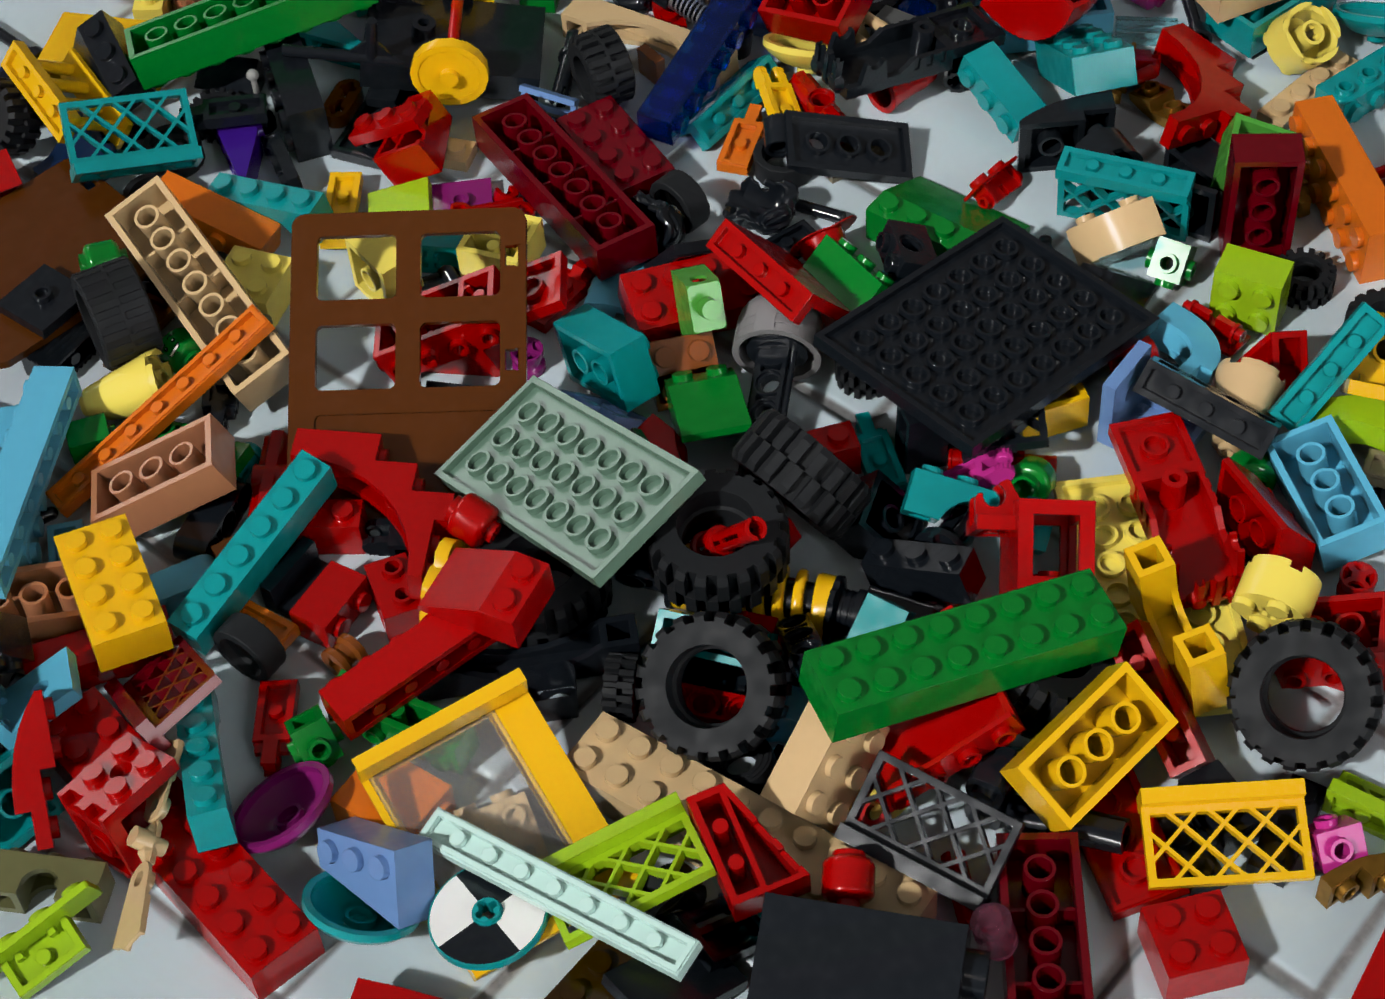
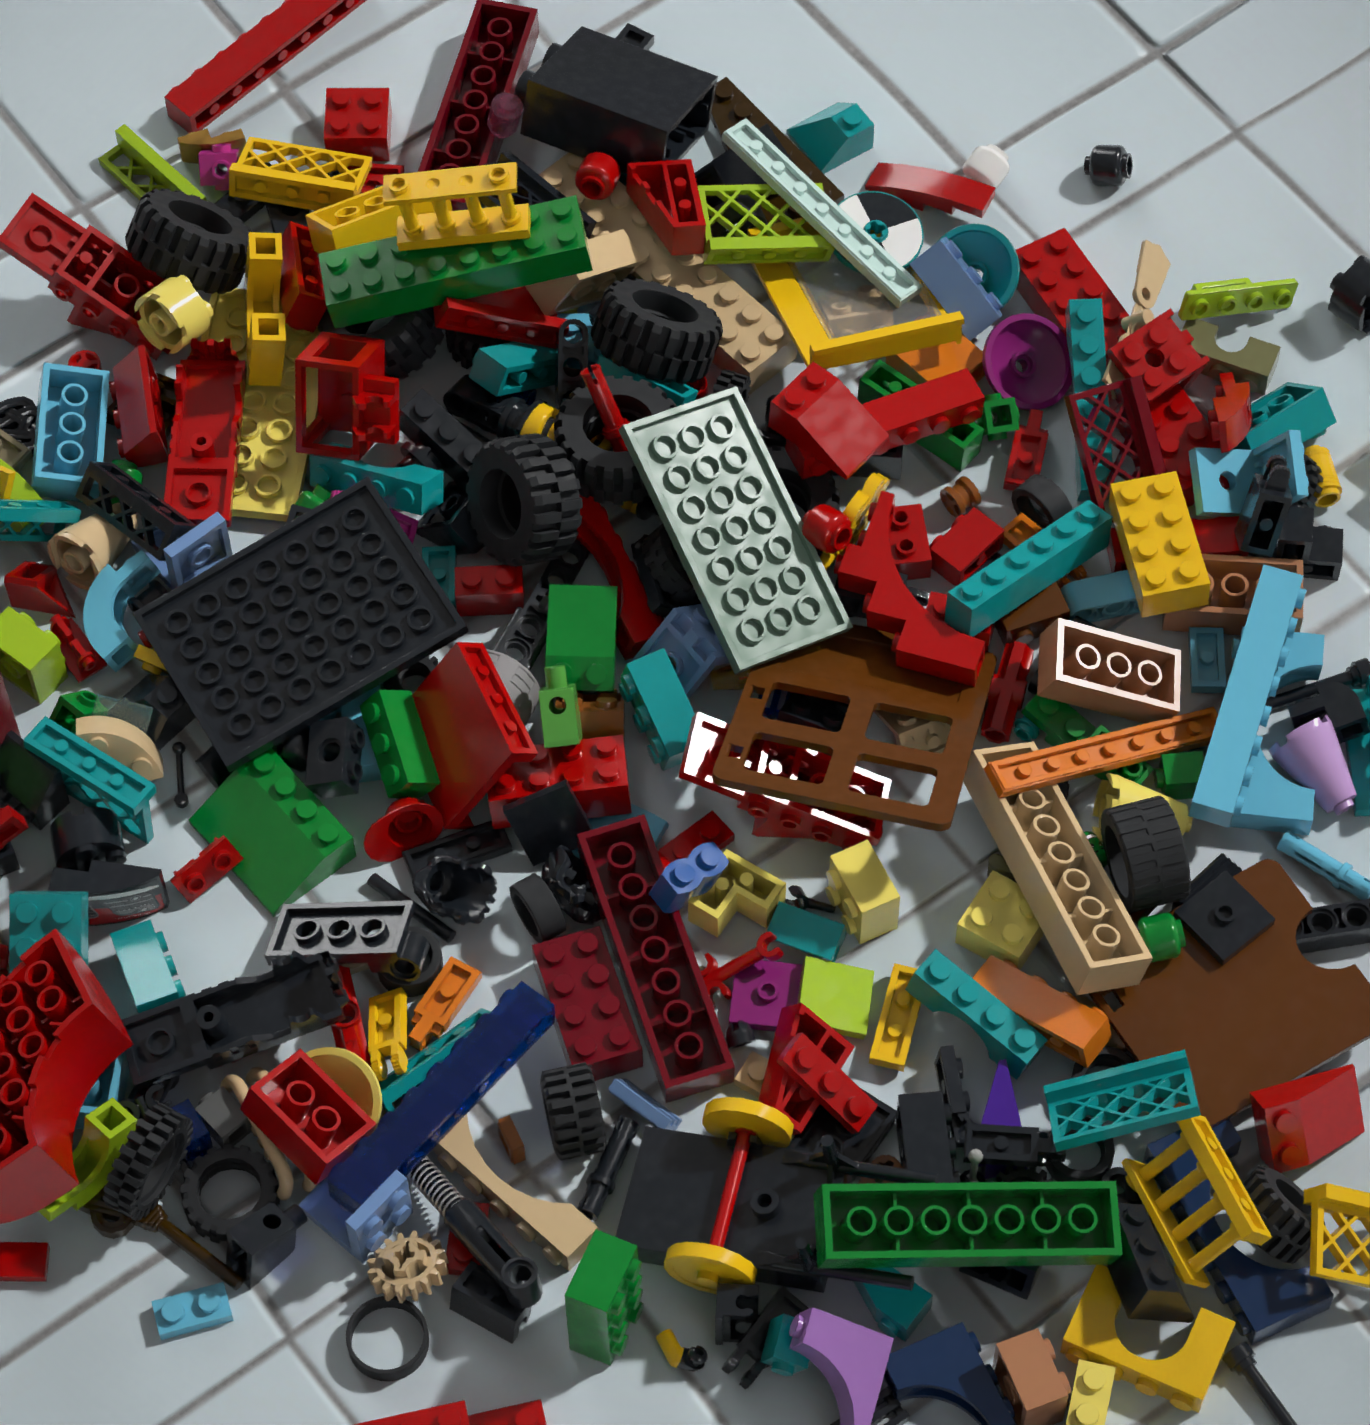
camera: 170 degrees left, 10 degrees up
(472, 167) = (739, 1037): none -> black hinge
(543, 200) = (689, 877): none -> blue brick
(966, 645) = (460, 226): none -> yellow fence

